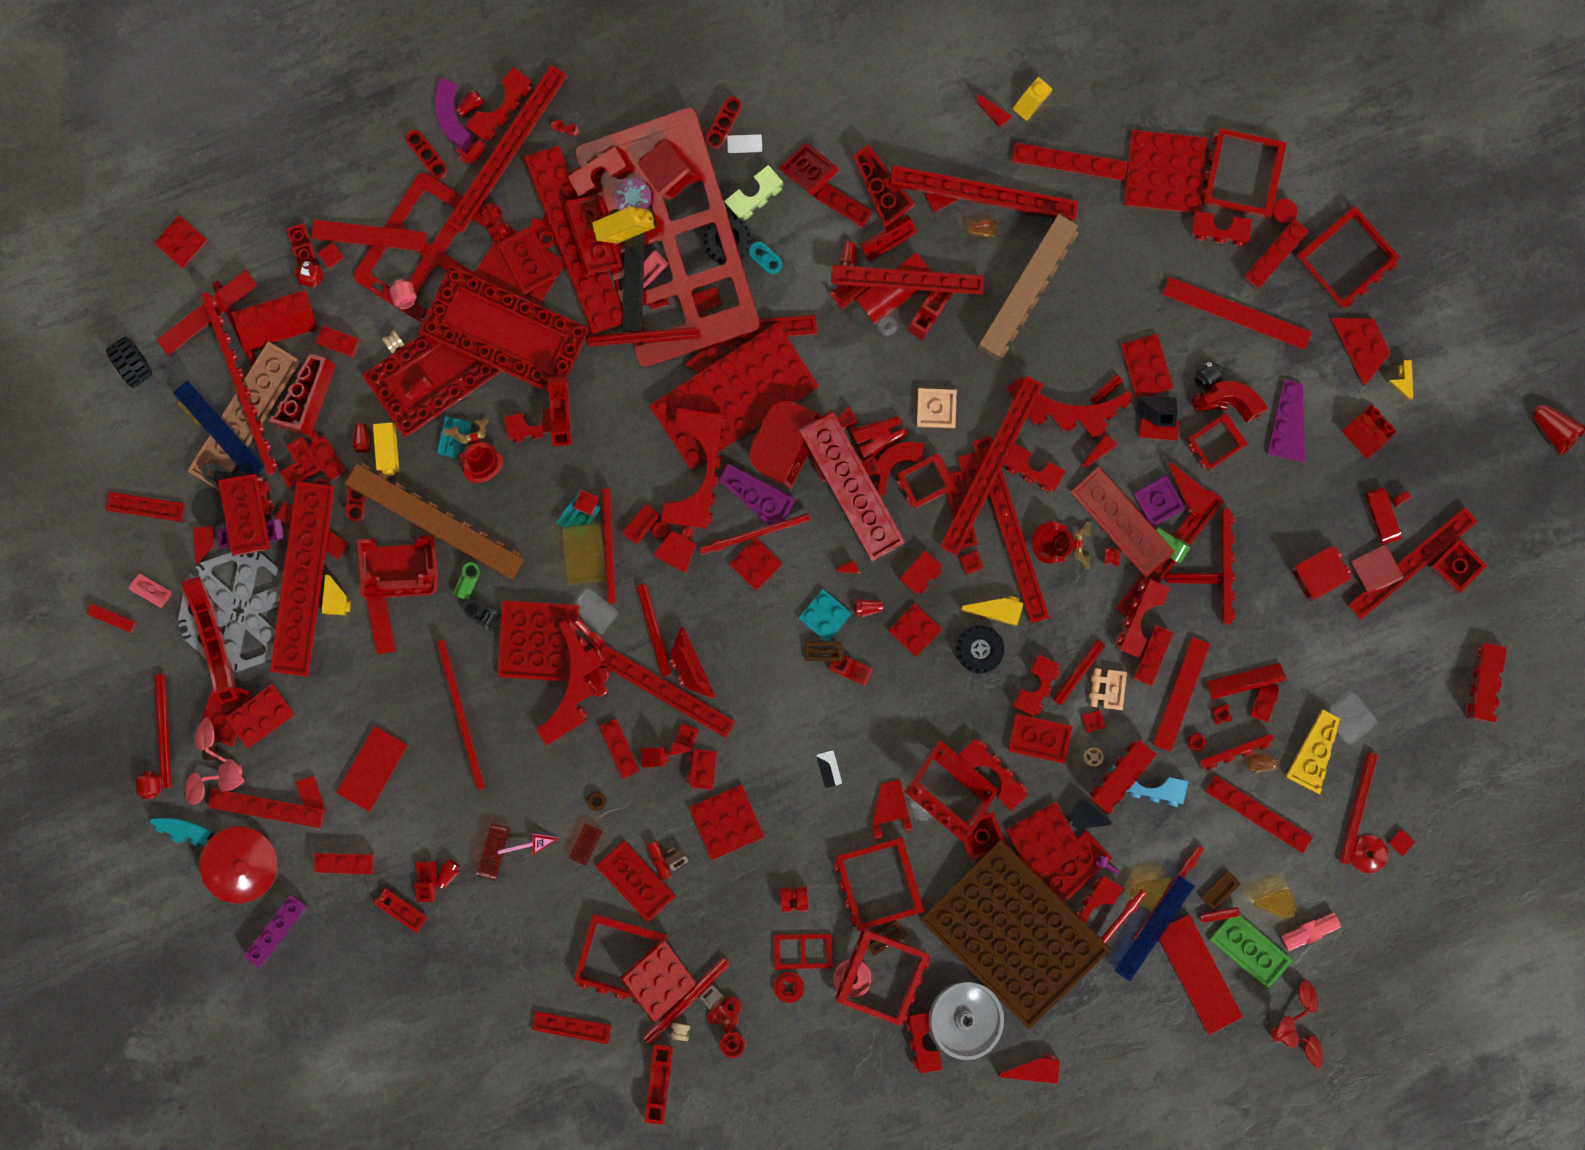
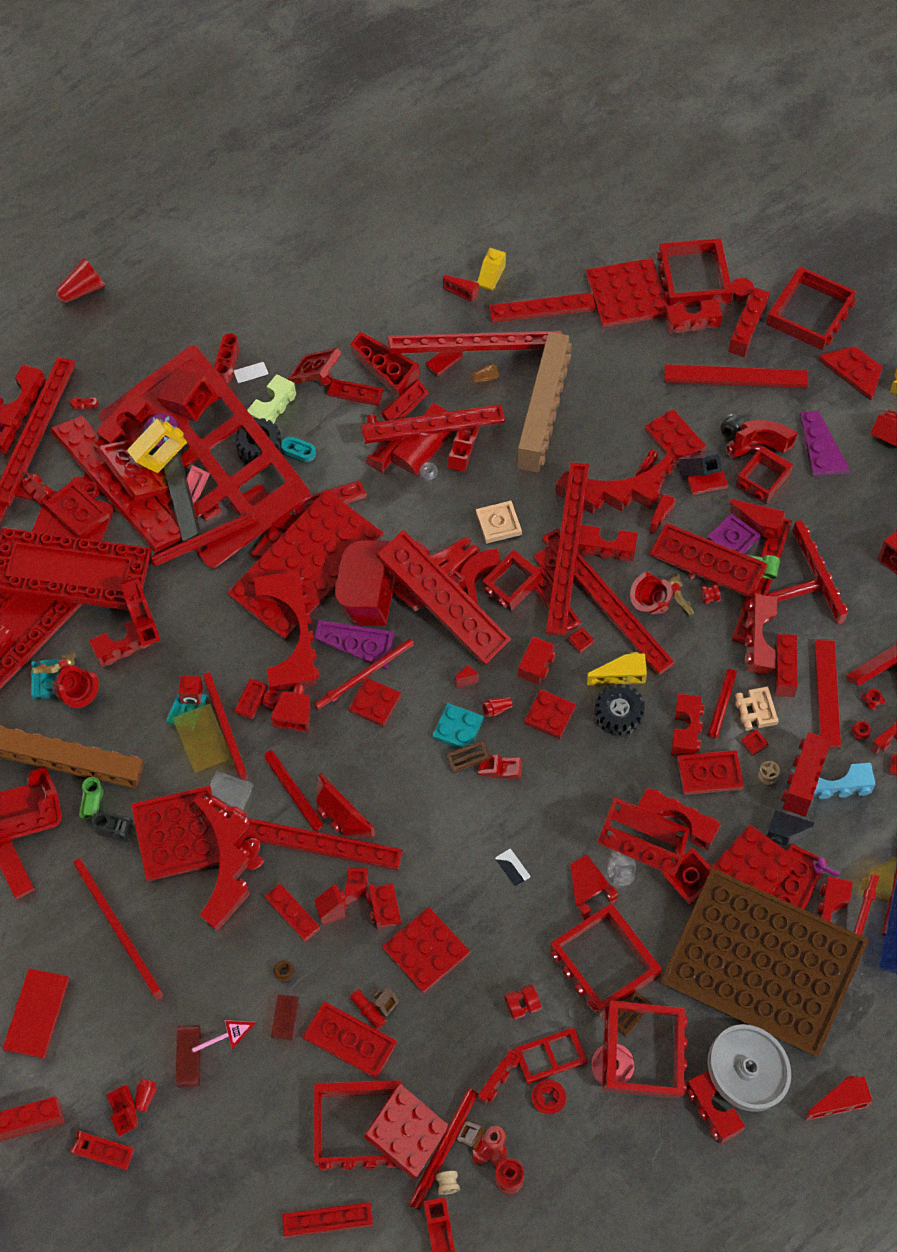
camera: 15 degrees left, 25 degrees down
(754, 956) = (499, 1076): none -> red hinge

